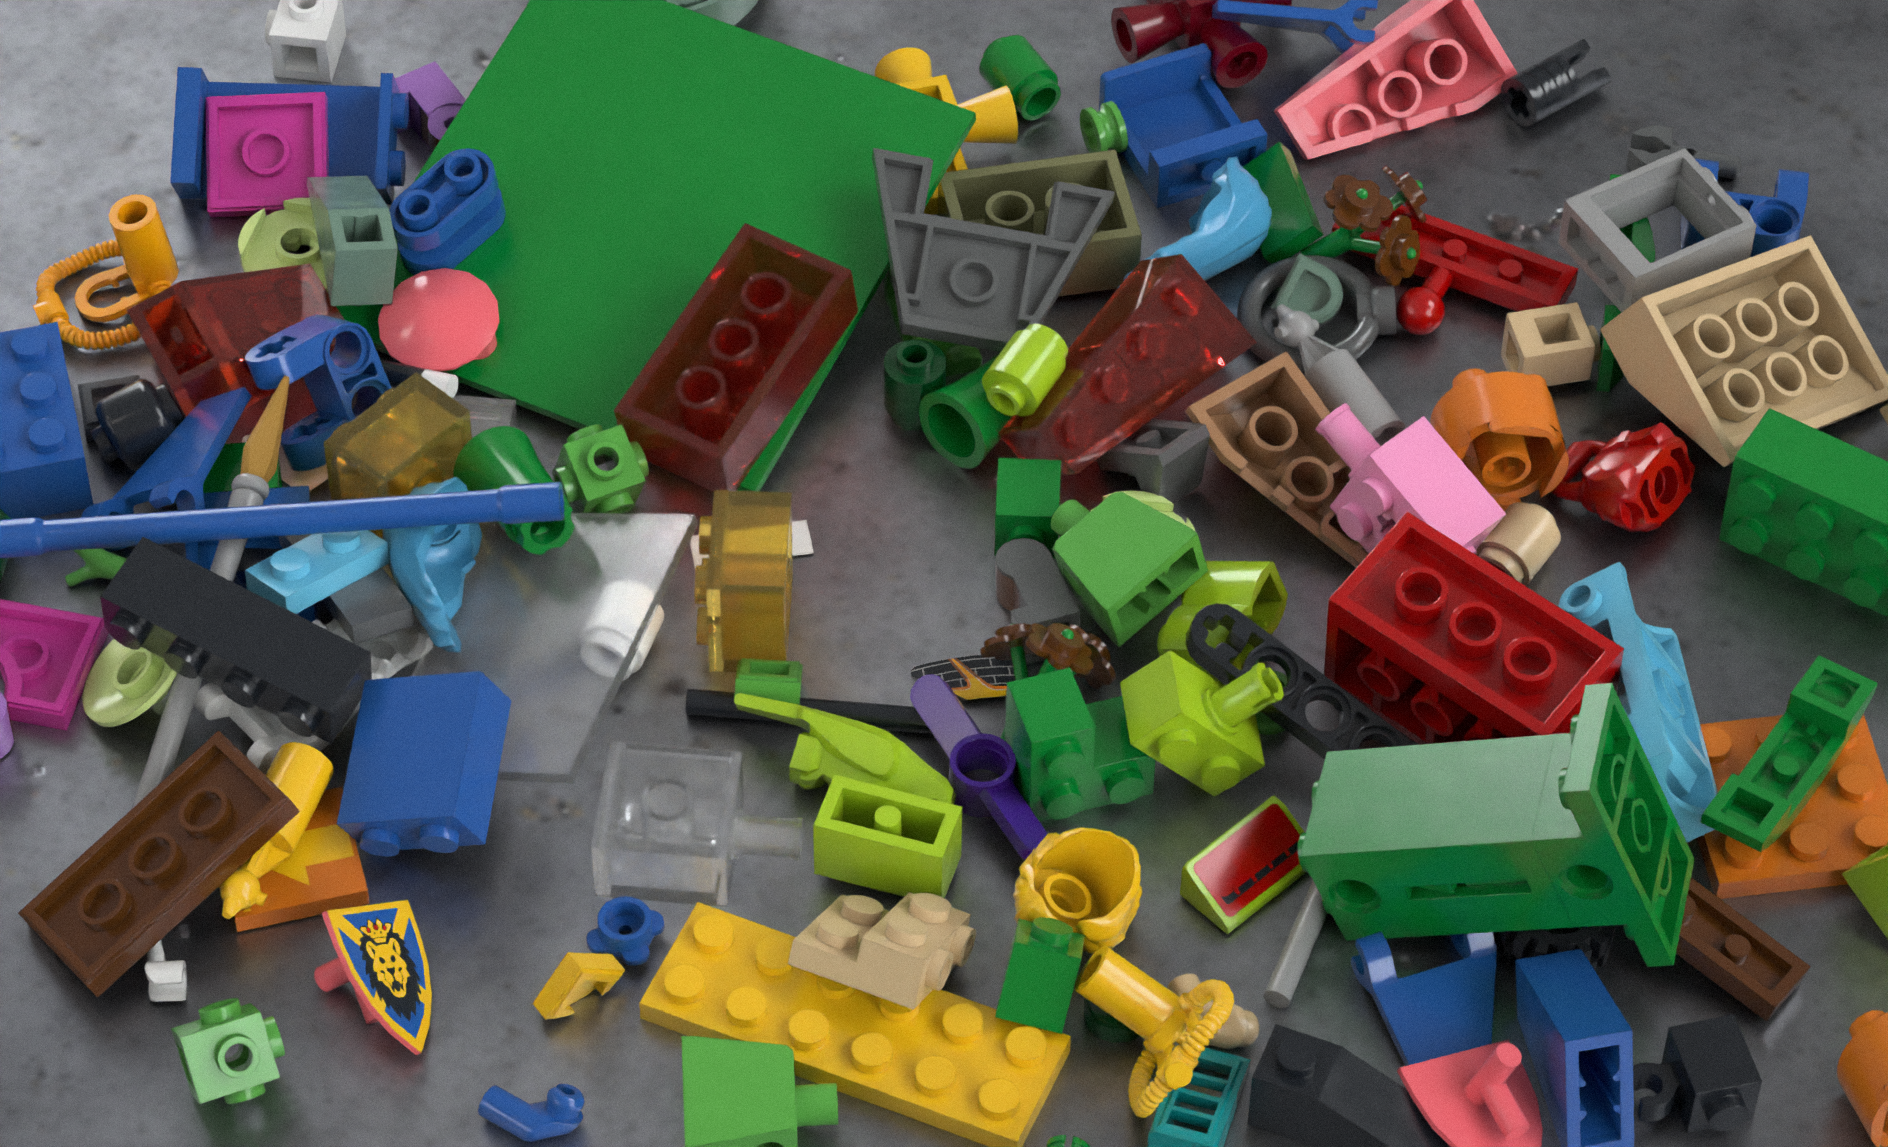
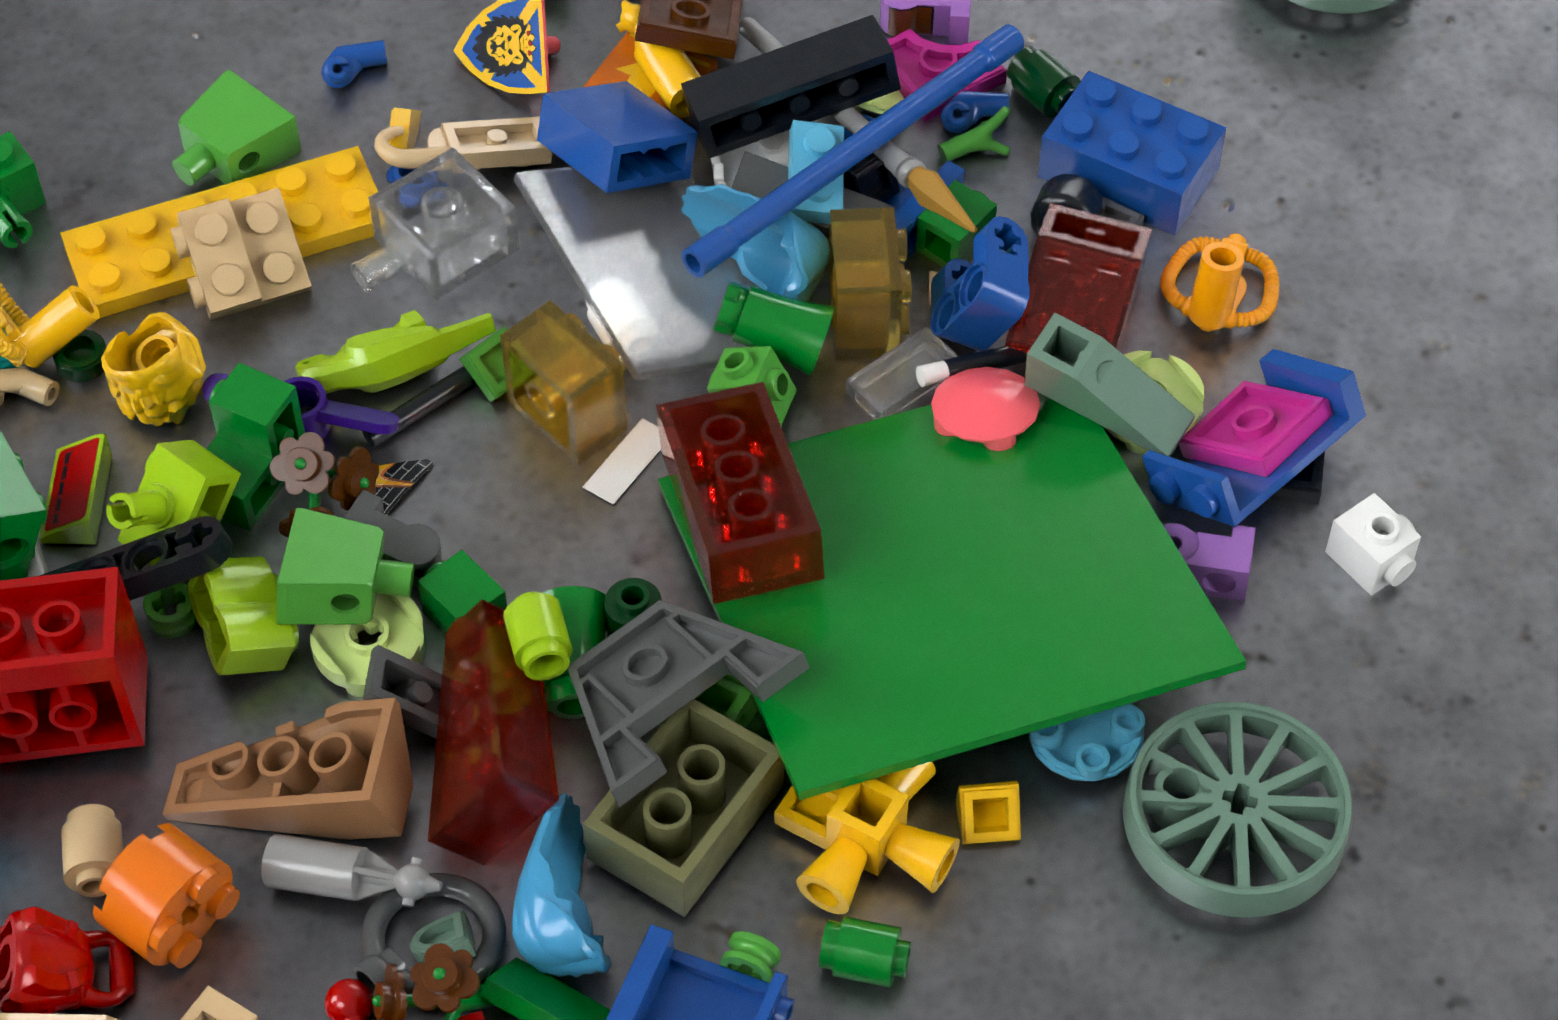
camera: 135 degrees right, 5 degrees up
(73, 596) = (970, 107): none -> blue arm
(181, 461) = (990, 179): blue flag -> none
(448, 211) = (1058, 441): blue brick -> none
(540, 893) = (480, 142): none -> tan plate
(886, 838) = (304, 309): lime brick -> none
(1040, 974) = (125, 300): green brick -> none
(1406, 474) = (164, 764): bright pink brick -> none

